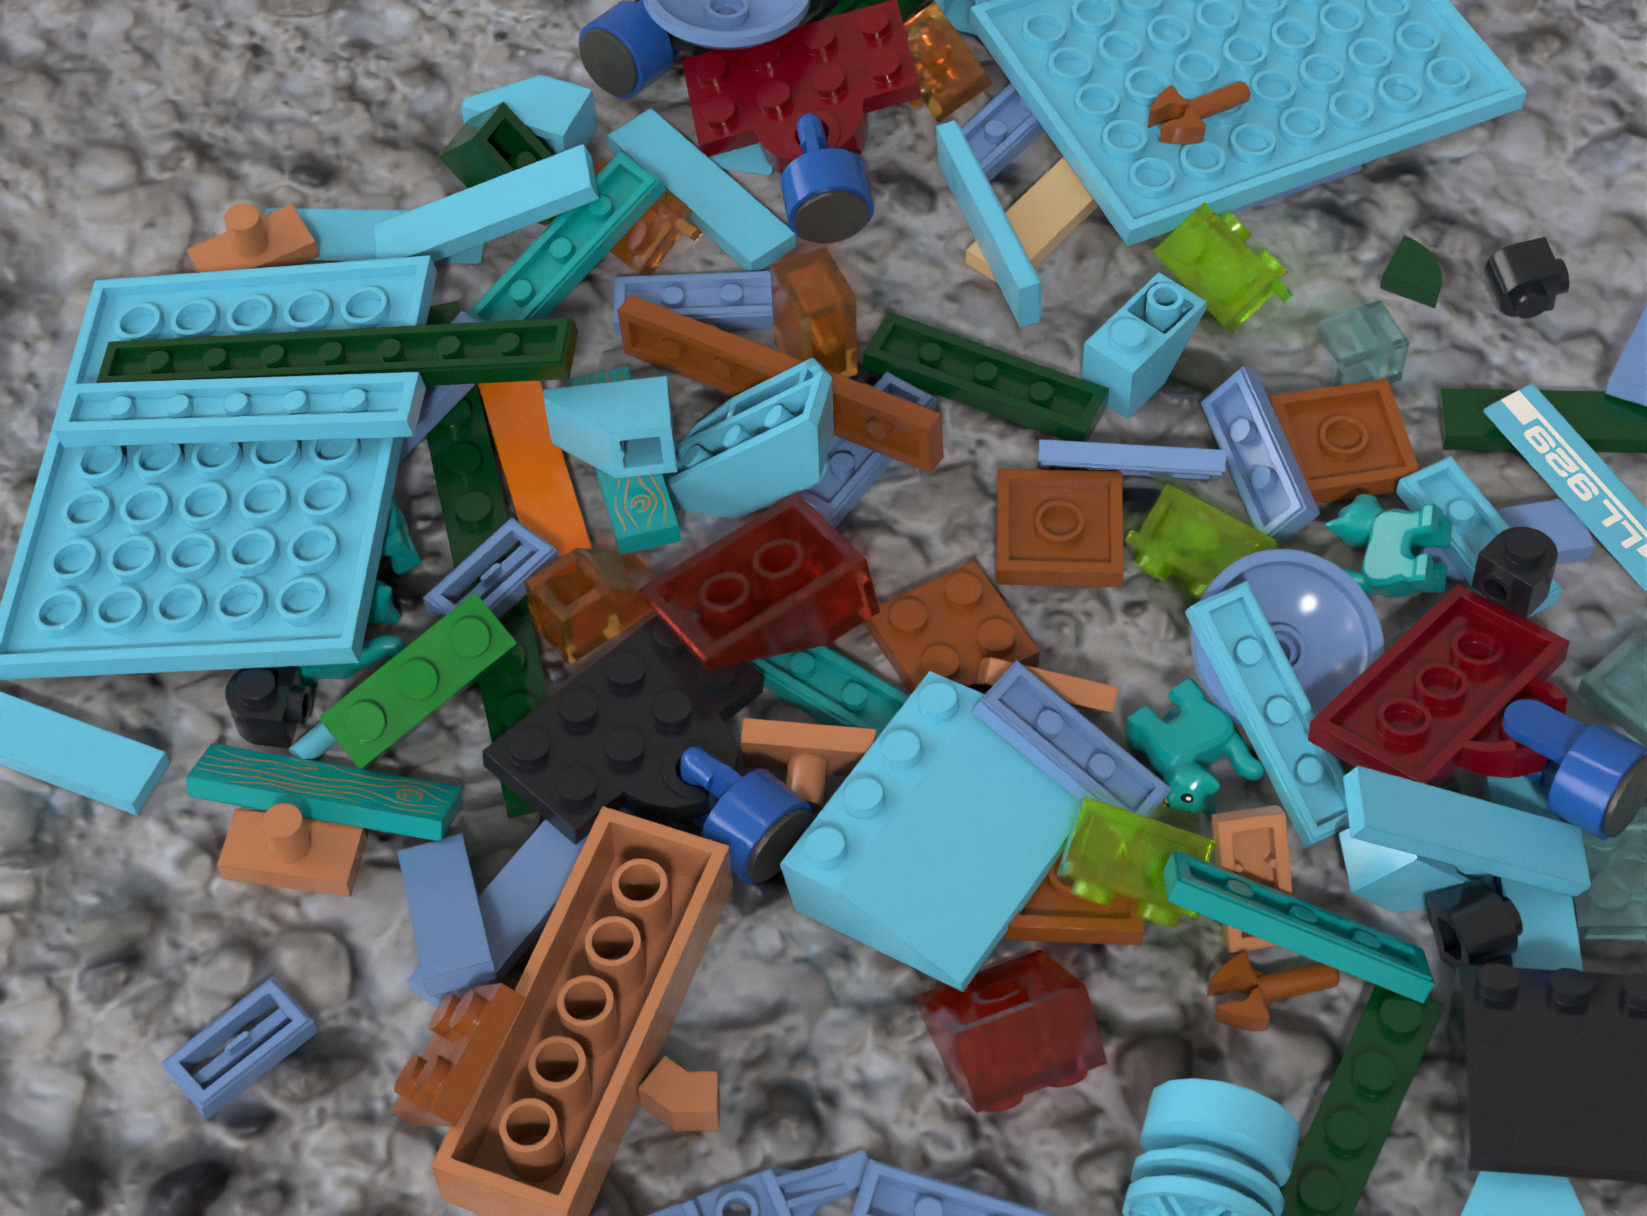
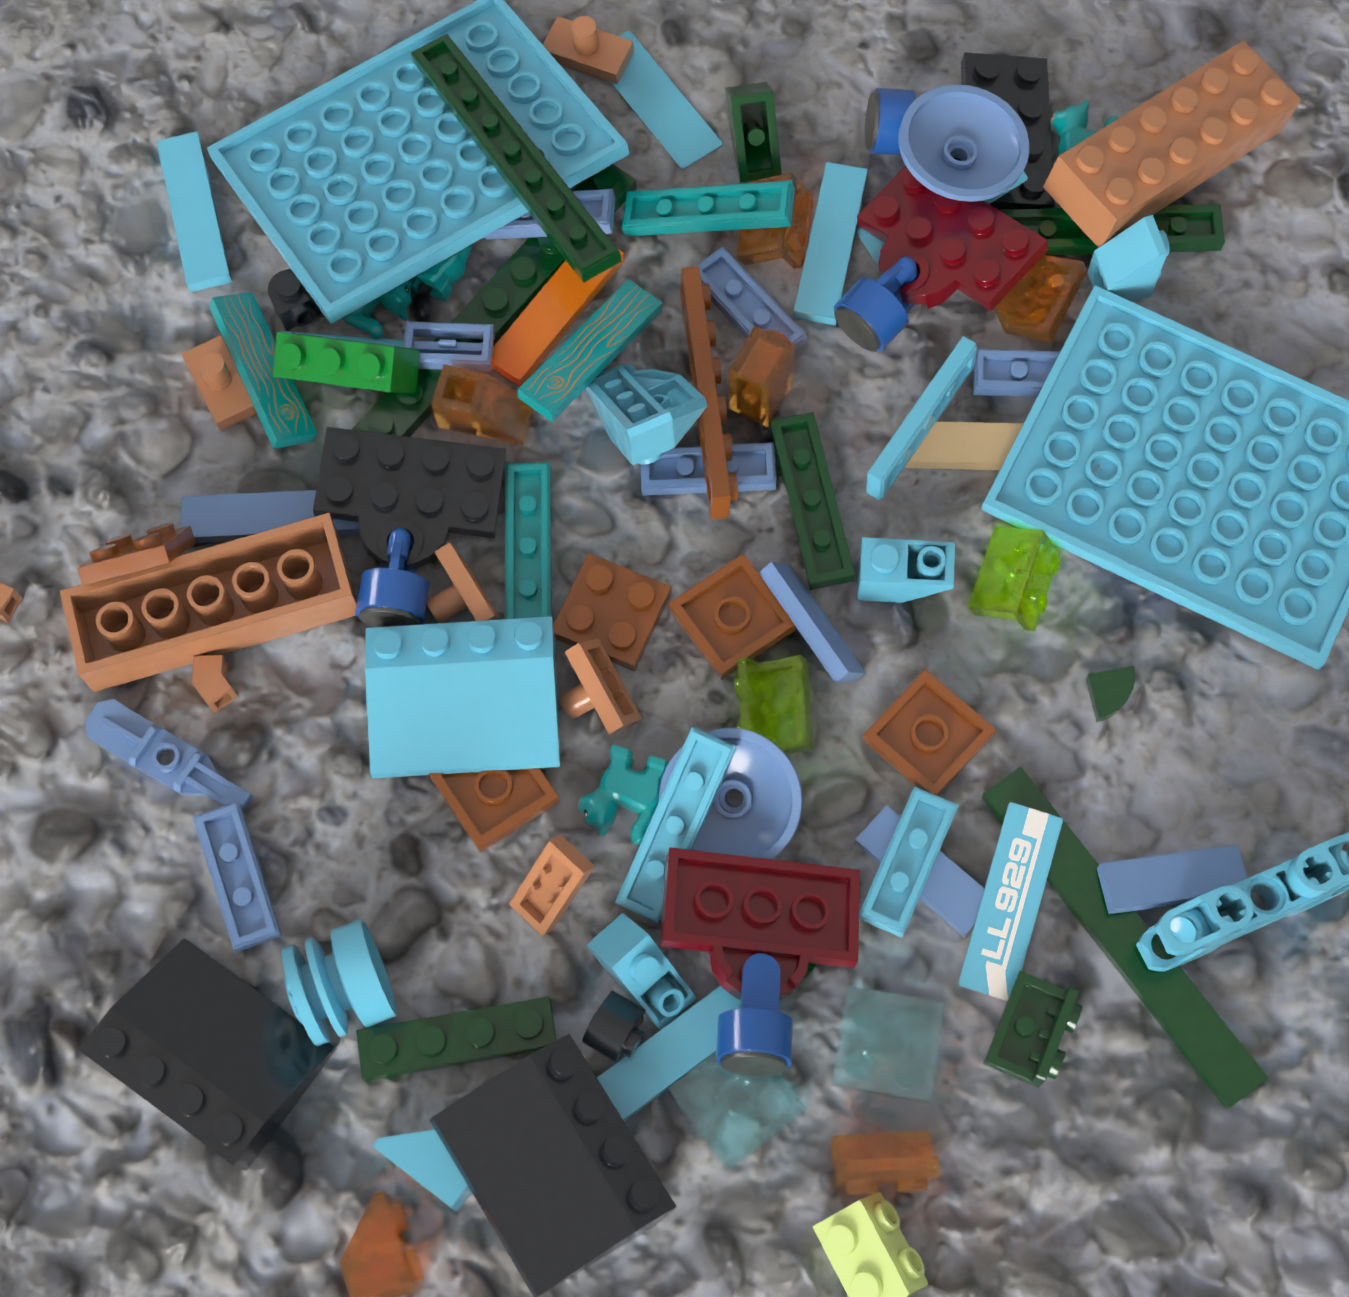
camera: 55 degrees right, 15 degrees up
(241, 409) = (442, 137): medium azure plate -> none
(244, 1057) = (106, 466): medium blue tile -> none
(446, 916) = (223, 485): medium blue tile -> none
(490, 208) = (700, 145): medium azure tile -> none
(552, 109) = (803, 118): medium azure slope -> none
(615, 425) = (596, 333): medium azure slope -> none
(766, 589) = (542, 490): clear red slope -> none
(1013, 1031) = (367, 819): clear red slope -> none
(1067, 744) = (556, 729): medium blue tile -> none
(1125, 857) = (502, 814): clear neon green bracket -> none
(1188, 114) = (1114, 474): dark orange bar -> none
(1259, 456) = (874, 694): medium blue tile -> none
(1264, 989) = (503, 939): dark orange bar -> none
(1297, 926) = (531, 929): teal tile -> none
(1365, 344) = (1008, 698): clear light blue panel -> none
(1394, 546) = (859, 815): teal animal -> none
(1465, 831) = (651, 982): medium azure tile -> none
(1516, 569) = (880, 898): black plate -> none
(1526, 278) = (1154, 763): black plate -> none

